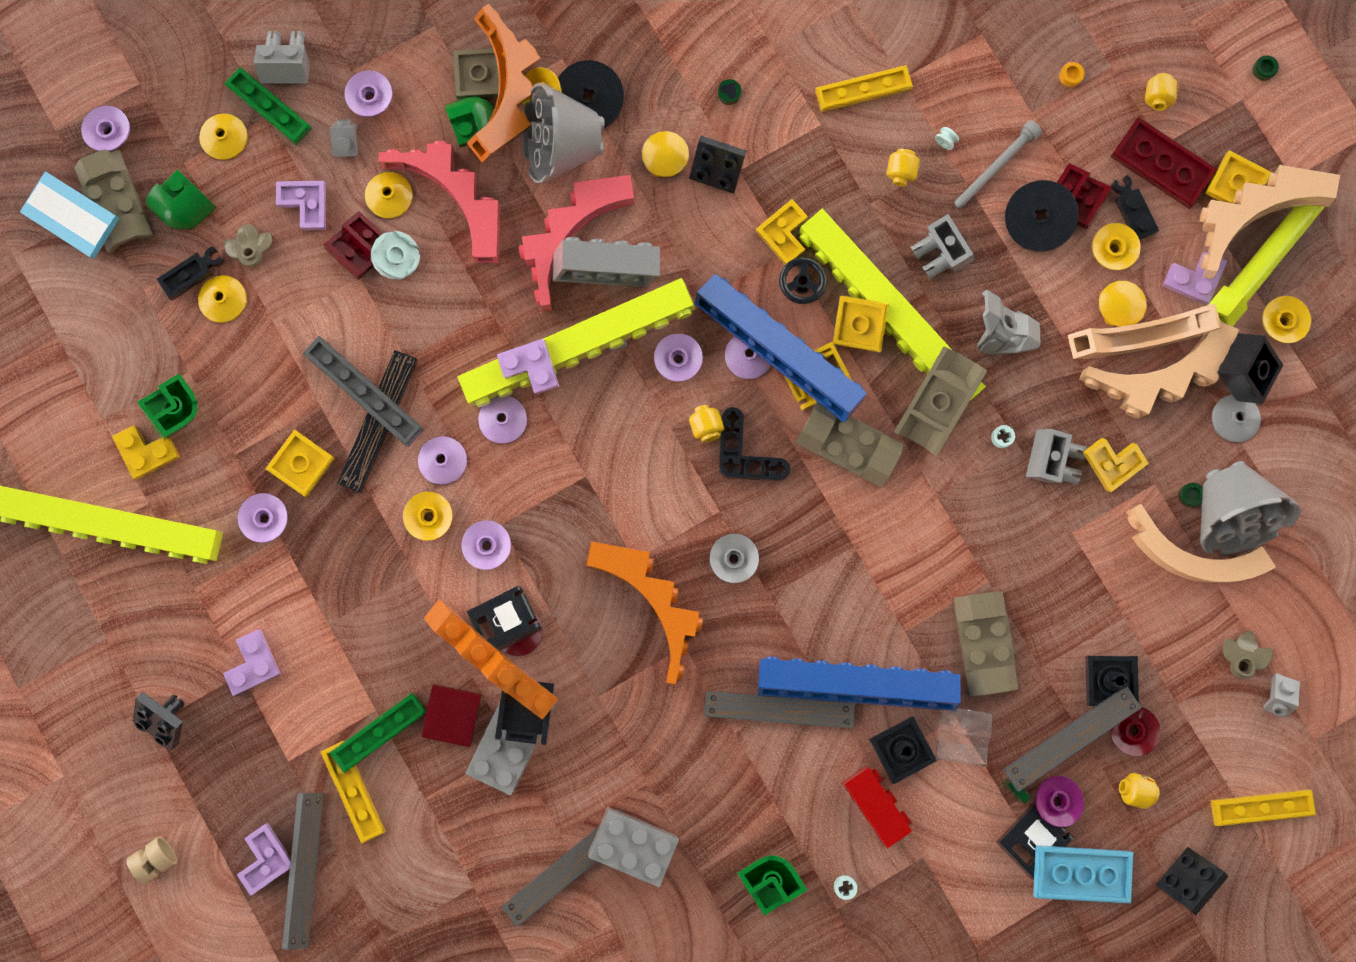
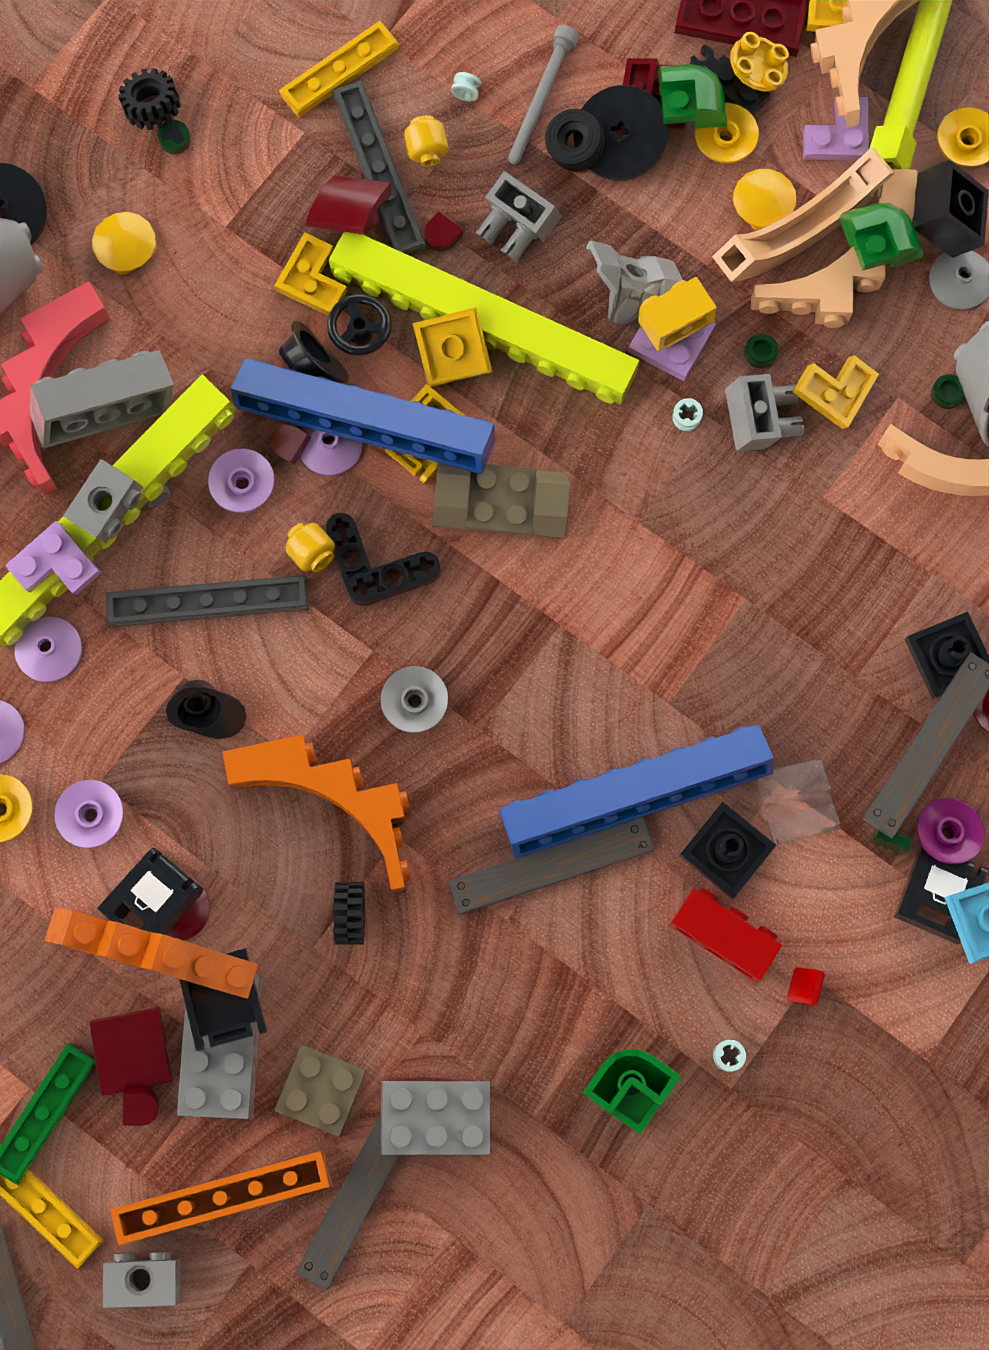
camera: 20 degrees left, 5 degrees down
(384, 870) = (122, 1291): none -> light grey brick
(442, 755) = (139, 1106): none -> dark red tile
(473, 838) = (221, 1197): none -> orange brick
(565, 341) = (86, 508): none -> light grey brick
(565, 794) = (320, 1090): none -> dark tan plate
(590, 507) = (205, 711): none -> black piece
(622, 431) = (207, 601): none -> dark grey tile
(632, 686) = (349, 913): none -> black tyre
(717, 164) = (193, 226): black plate -> none
(721, 343) = (289, 442): none -> dark red tile
(723, 47) = (144, 86): none -> black tyre
(760, 290) = (309, 356): none -> black piece
(830, 192) = (348, 204): none -> dark red slope
(861, 172) = (378, 166): none -> dark grey tile
(886, 236) = (441, 233): none -> dark red tile
(916, 863) = (806, 986): none -> red slope
(941, 400) = (590, 398): dark tan piece -> none
(986, 643) = (774, 674): dark tan piece -> none
(1004, 195) = (562, 127): none -> black tyre
(1013, 388) = (675, 359): none -> lavender plate
(1025, 365) = (676, 313): none -> yellow brick
(1073, 412) = (761, 351): none -> dark green tile
(1102, 211) = (691, 95): none -> green brick
(1161, 205) = (759, 62): none -> yellow dish
(1192, 368) = (881, 235): none -> green brick

